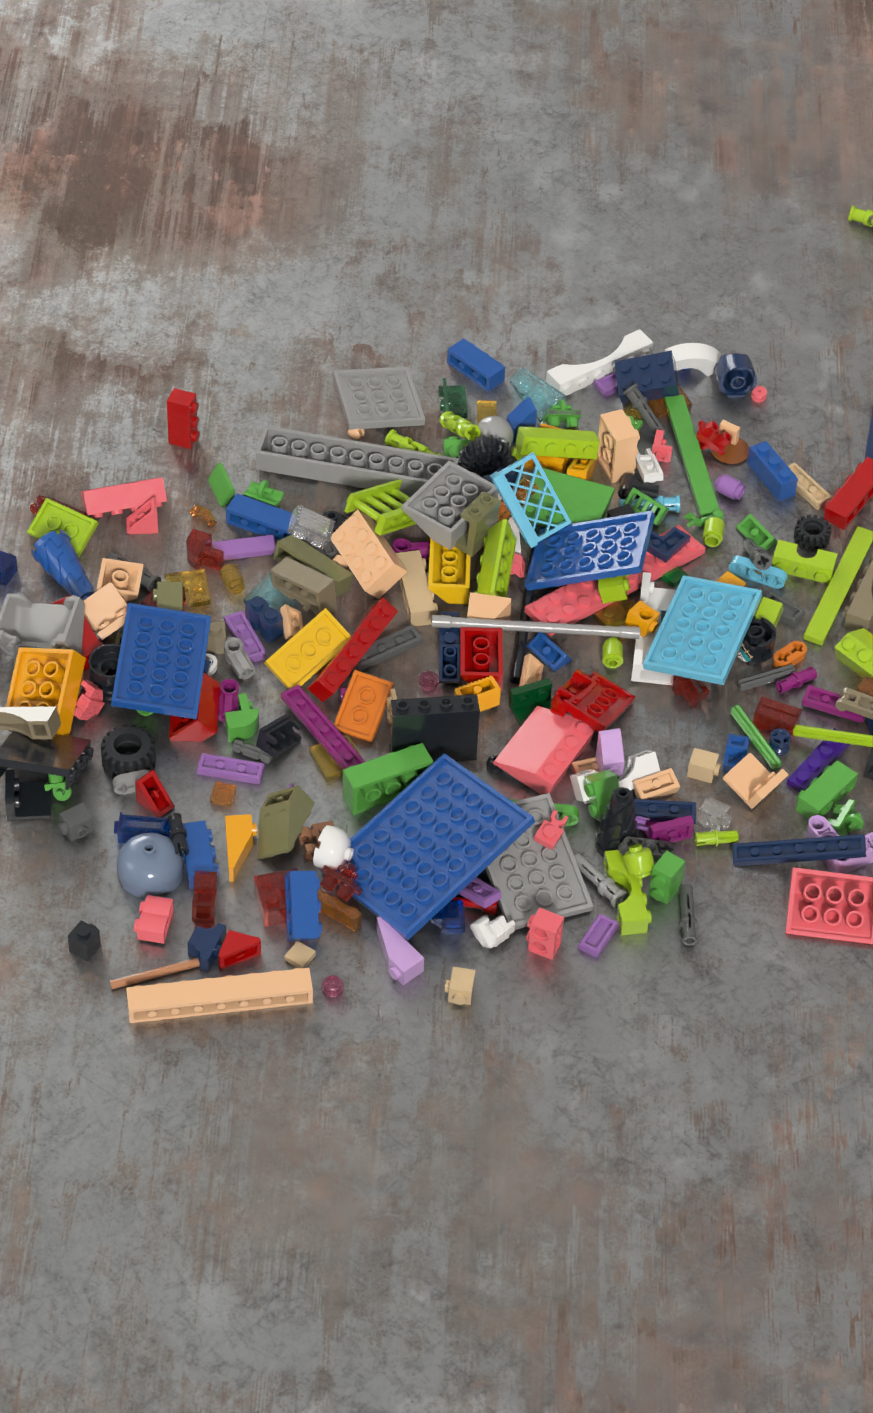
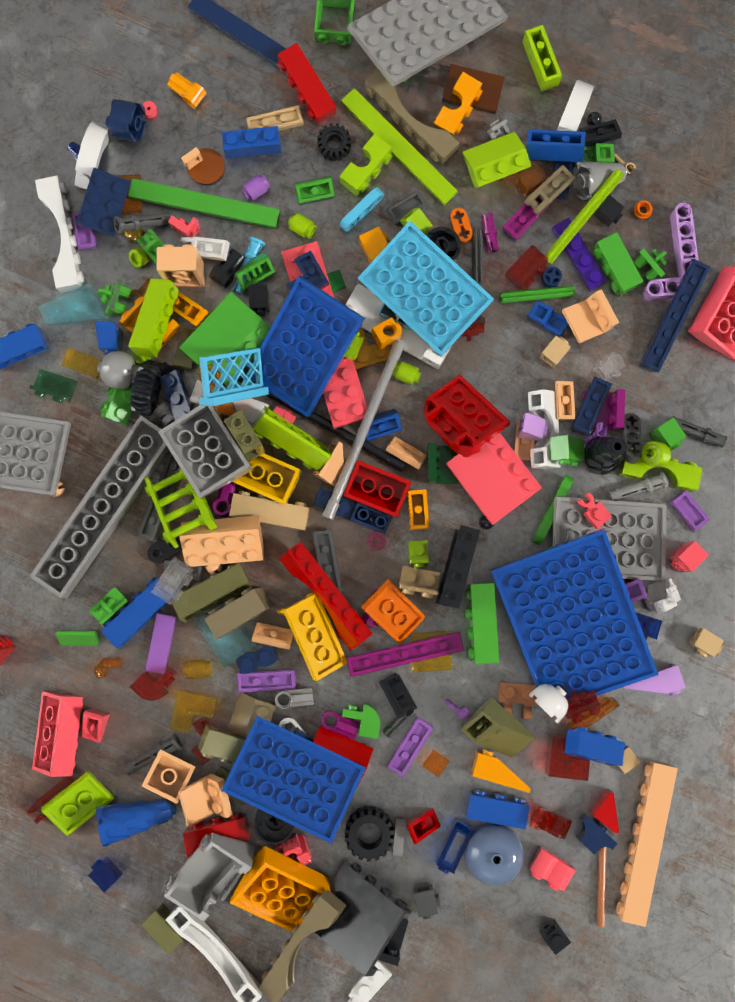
camera: 65 degrees left, 35 degrees up
(178, 834) = (484, 826): black pin -> none
(332, 981) = (672, 747): clear pink plate -> none
(398, 441) = (98, 448): lime piece -> none
(460, 426) = (96, 396): lime piece -> none
(701, 522) = (283, 237): bright green arm -> none
(710, 438) = (196, 176): red hips -> none
(715, 837) = (629, 373): lime axle -> none
(757, 553) = (355, 202): dark grey pin -> none
(794, 413) = (190, 92): none -> light orange piece

